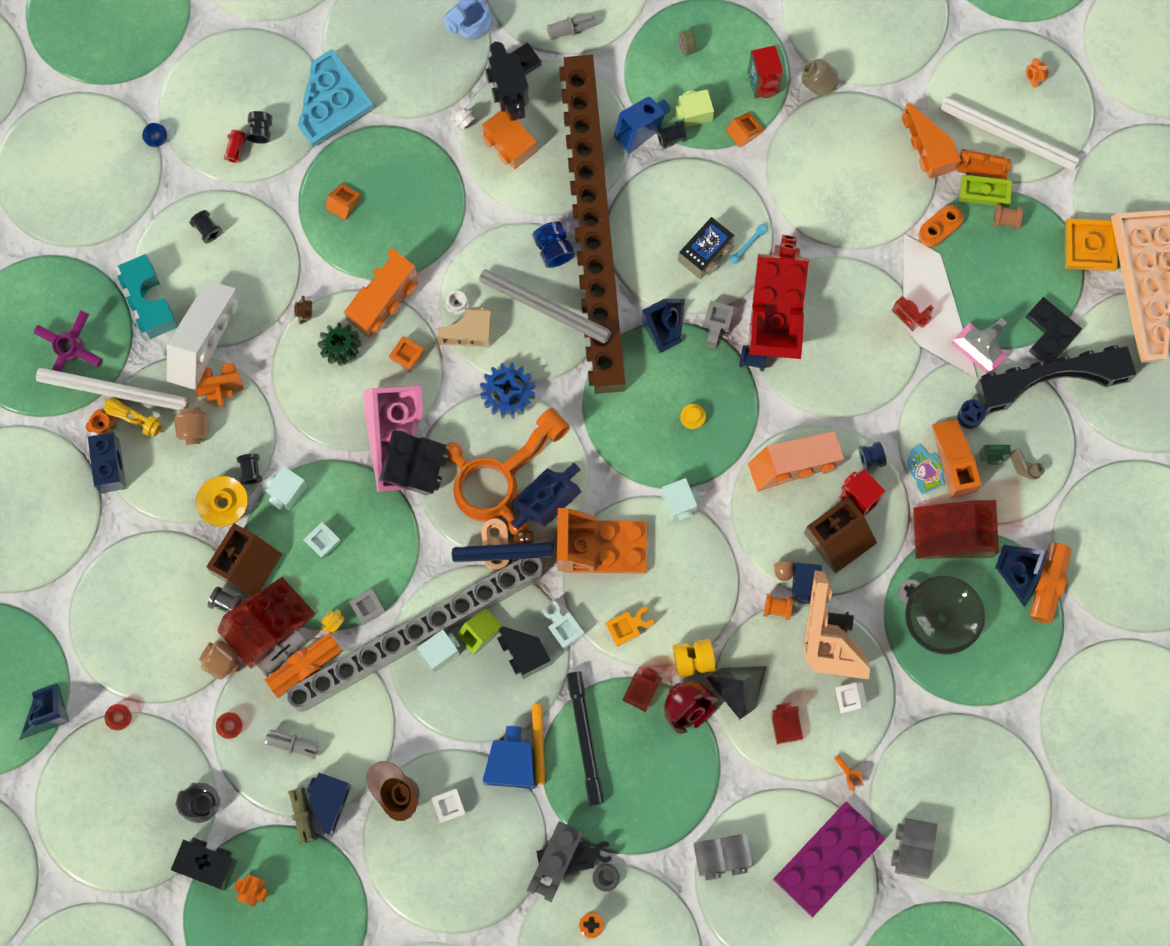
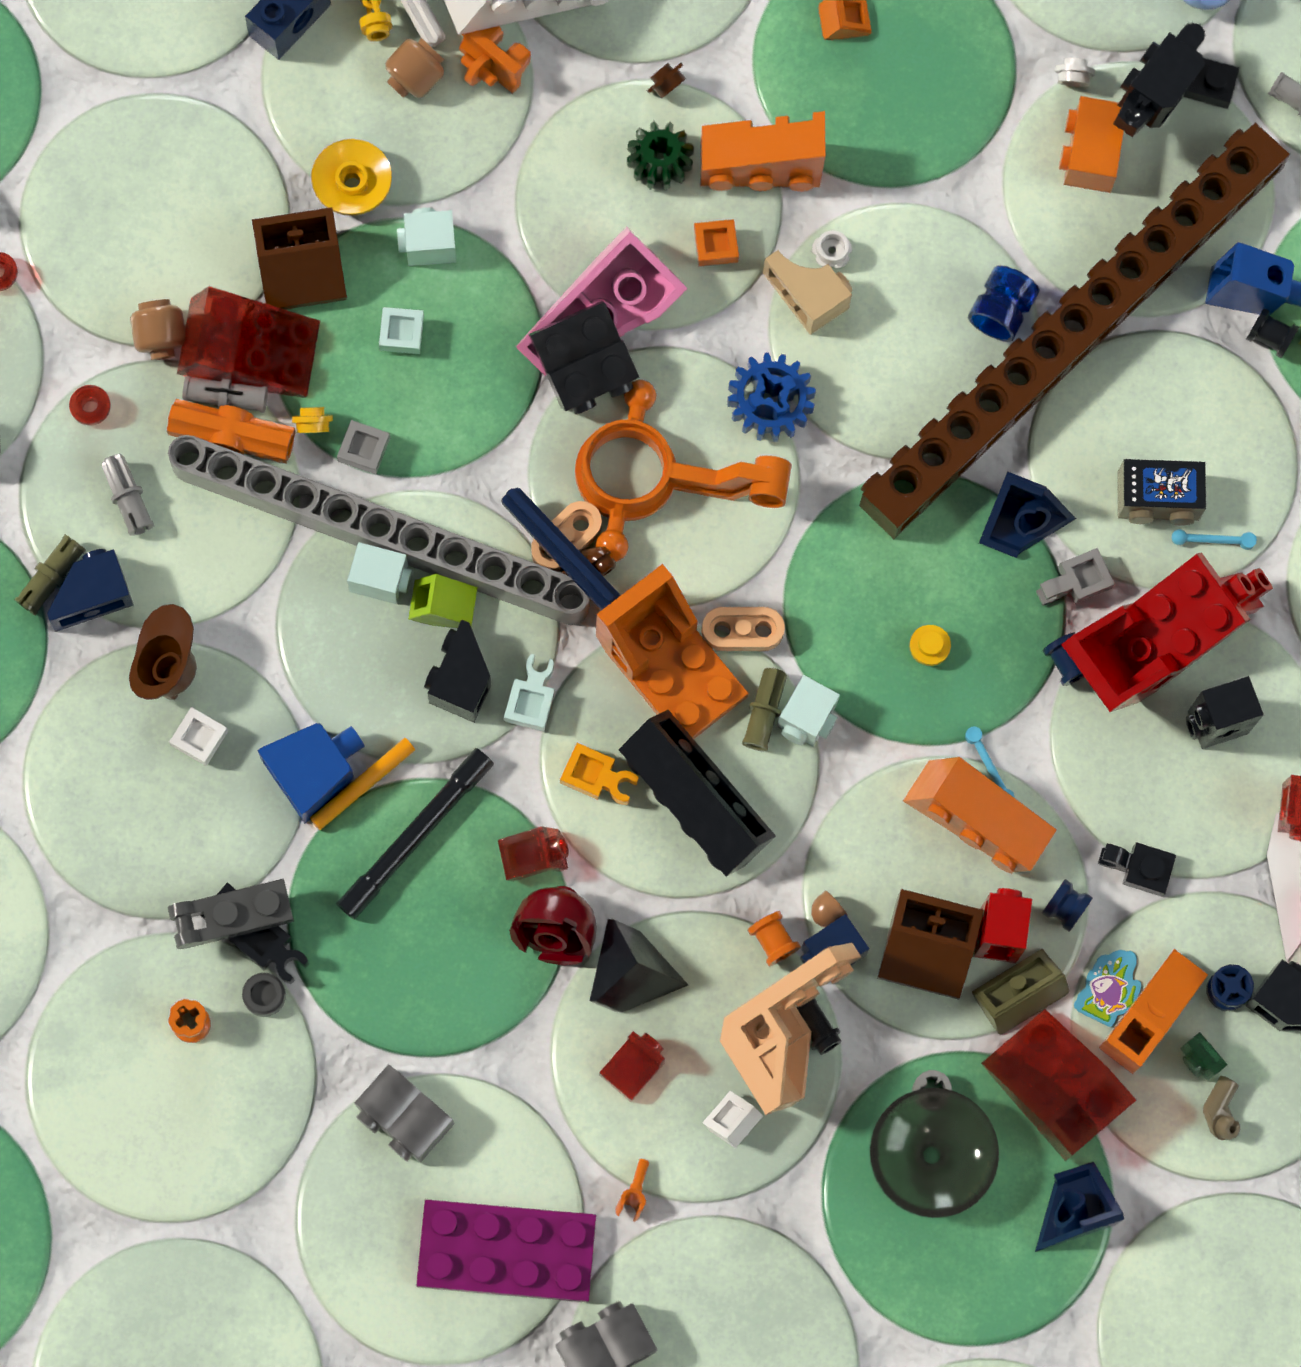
camera: 45 degrees right, 0 degrees up
(223, 600) = (233, 274): dark grey bush -> none
(249, 469) = (418, 176): black bush -> none
(545, 306) = (915, 355): light grey axle -> none
(545, 496) = (681, 544): dark blue plate -> none
(611, 498) = (742, 627): none -> light nougat plate
(660, 519) = (765, 709): none -> olive axle
(678, 585) = (696, 793): none -> black brick
(702, 654) = (626, 899): yellow wheel -> none
(753, 432) = (973, 736): none -> medium azure hinge
(840, 308) = (1224, 713): none -> black brick
(880, 406) = (1144, 867): none -> black plate
(895, 511) = (1021, 991): none -> olive slope
(1051, 583) = (1092, 1258): orange piece -> none

